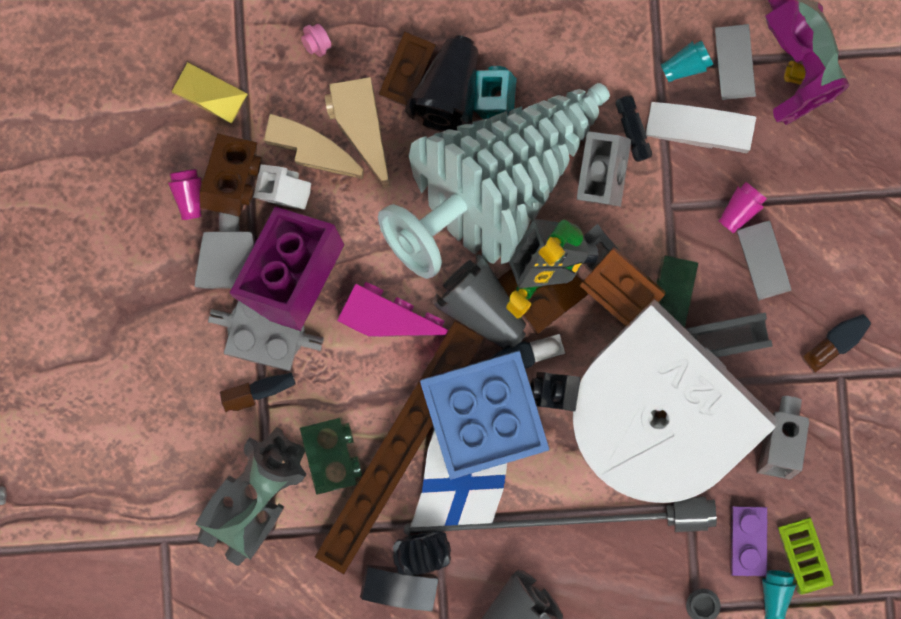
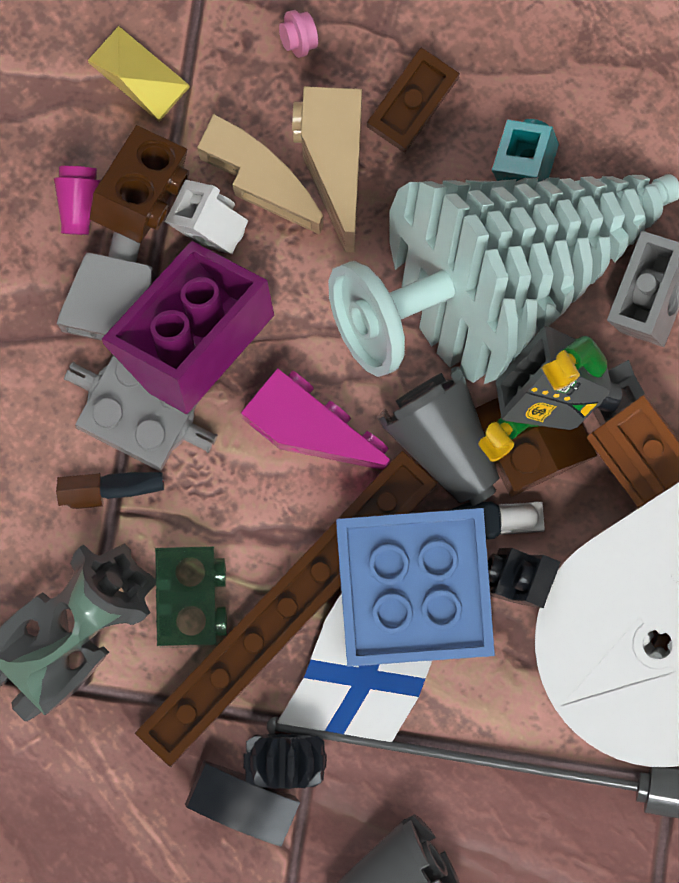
camera: 10 degrees right, 5 degrees down
(448, 87) = (462, 131): black cone -> none

